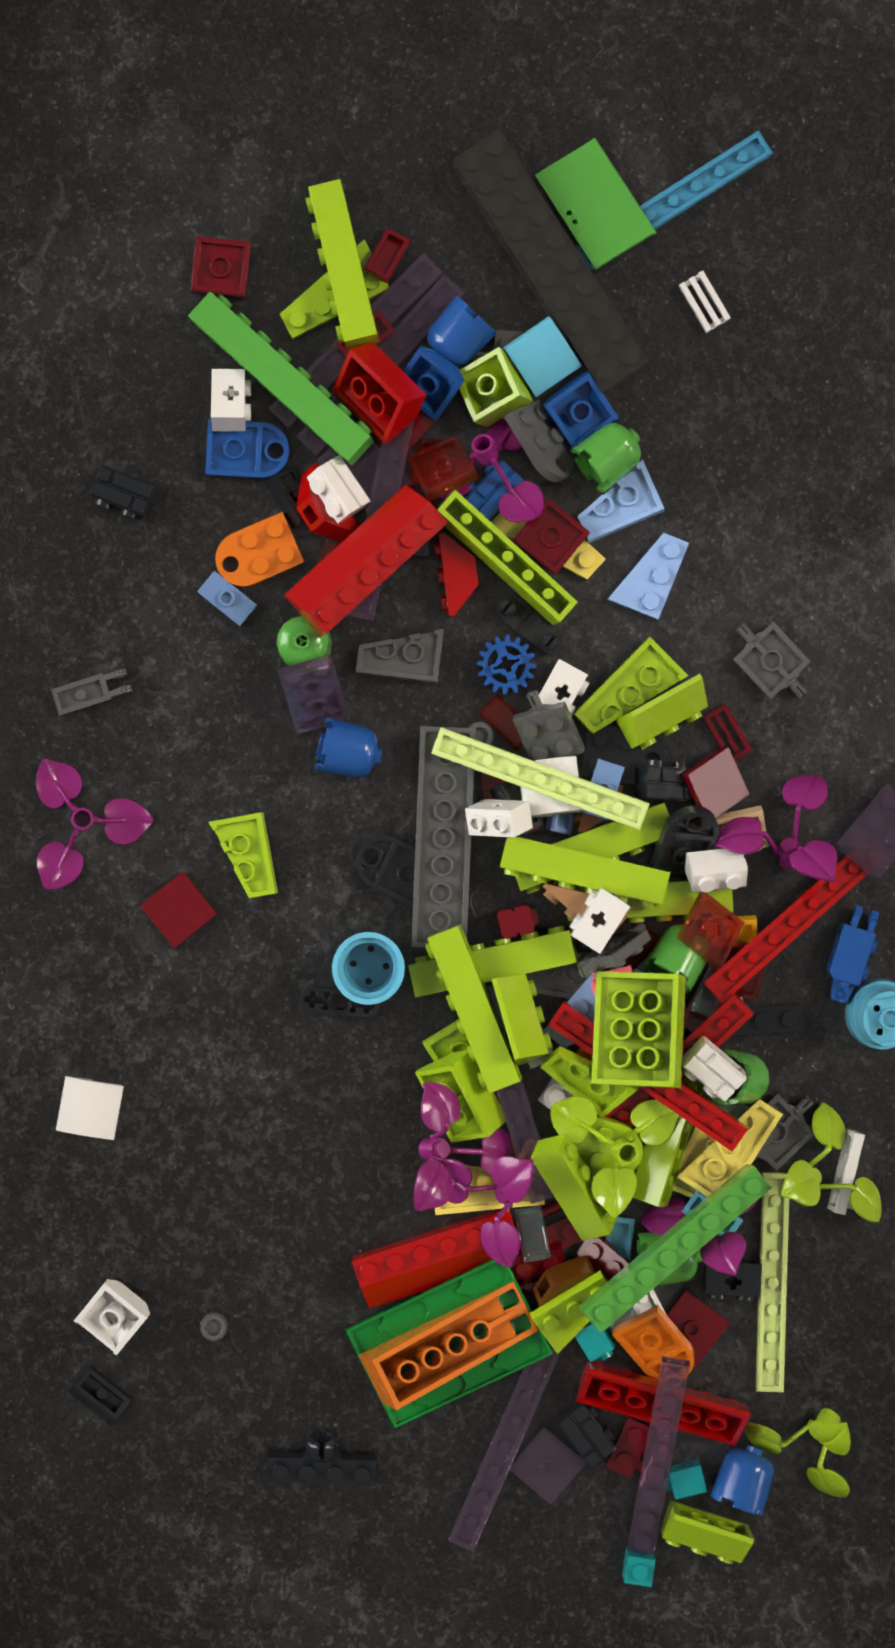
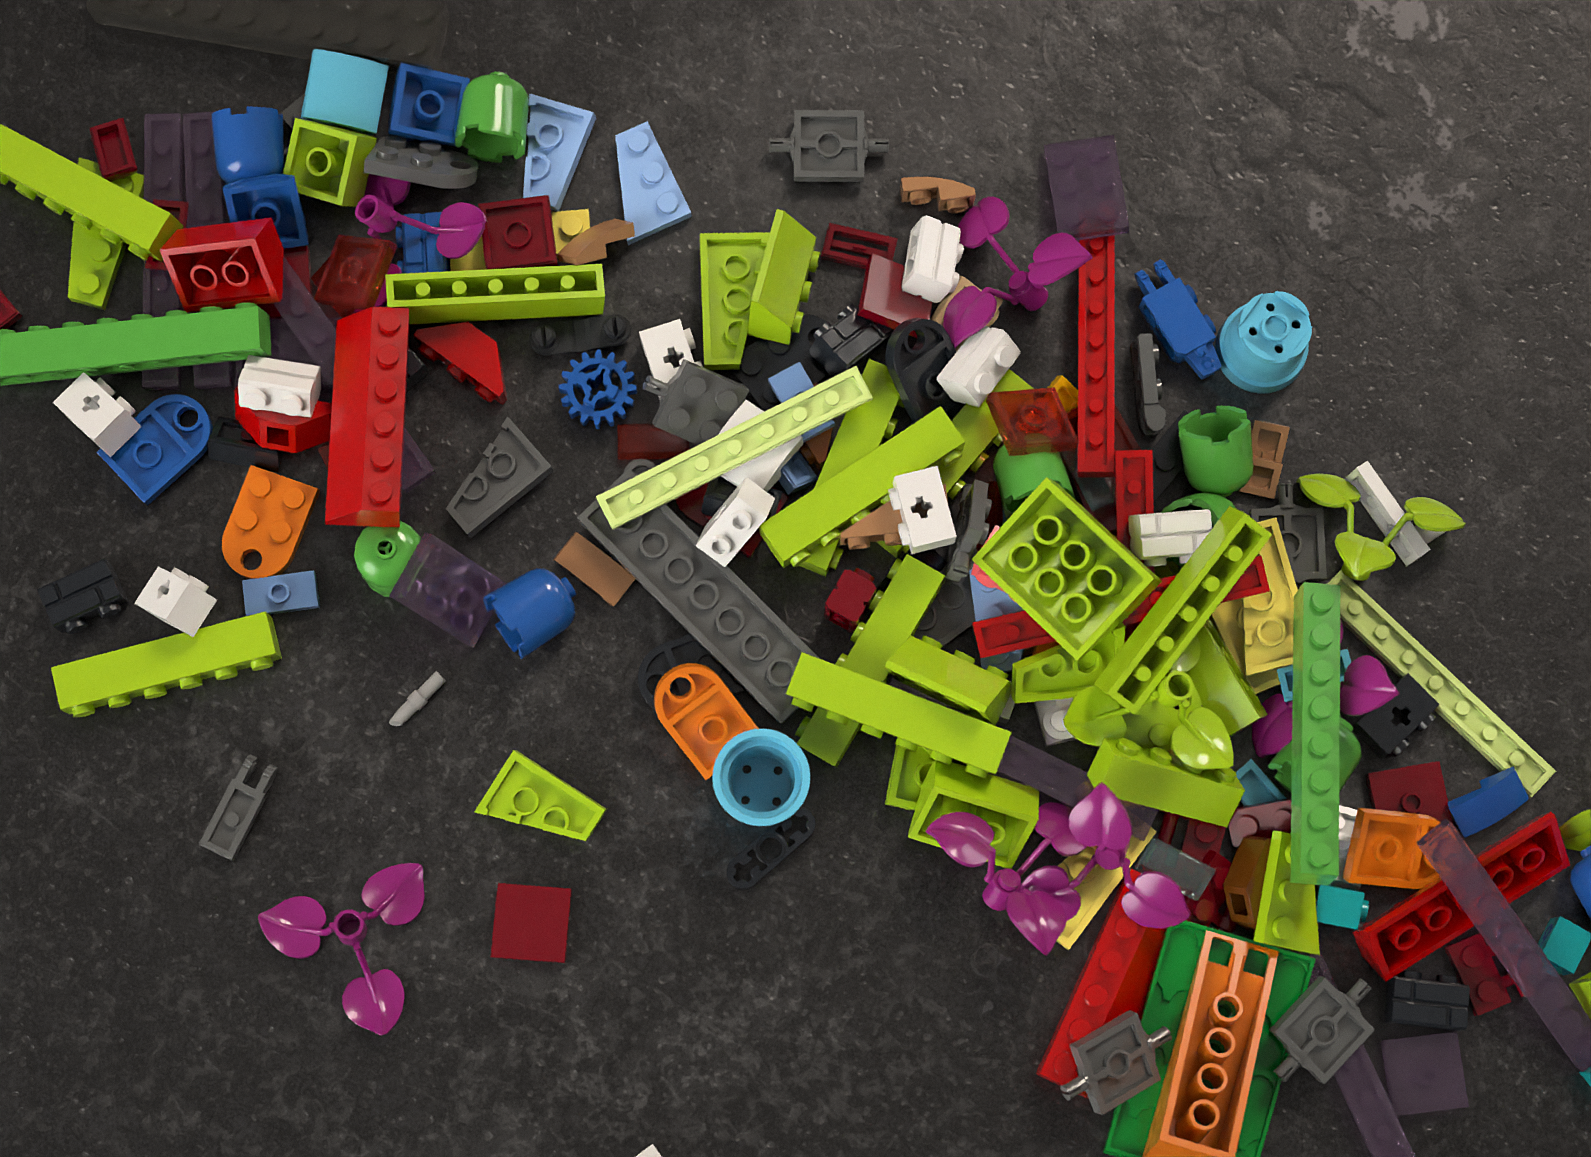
camera: 50 degrees left, 10 degrees down
(130, 574) = (165, 664): none -> lime brick
(168, 548) = (177, 599): none -> white brick
(240, 730) = (417, 699): none -> light grey piece
(376, 902) = (703, 716): none -> orange plate
(395, 1297) = (1115, 1062): none -> dark grey plate
(403, 759) = (594, 569): none -> medium nougat slope
(516, 1391) = (1322, 1029): none -> dark grey plate
(583, 582) = (591, 243): none -> medium nougat slope
(674, 1115) = (1183, 609): none -> lime brick
(733, 1373) = (1485, 806): none -> blue slope
(756, 784) = (932, 259): none -> white brick
(792, 1046) = (1217, 449): none -> bright green cylinder
(795, 971) = (1146, 386): none -> dark grey hinge
(805, 756) = (950, 194): none -> medium nougat slope
(815, 1073) = (1268, 450): none -> medium nougat slope

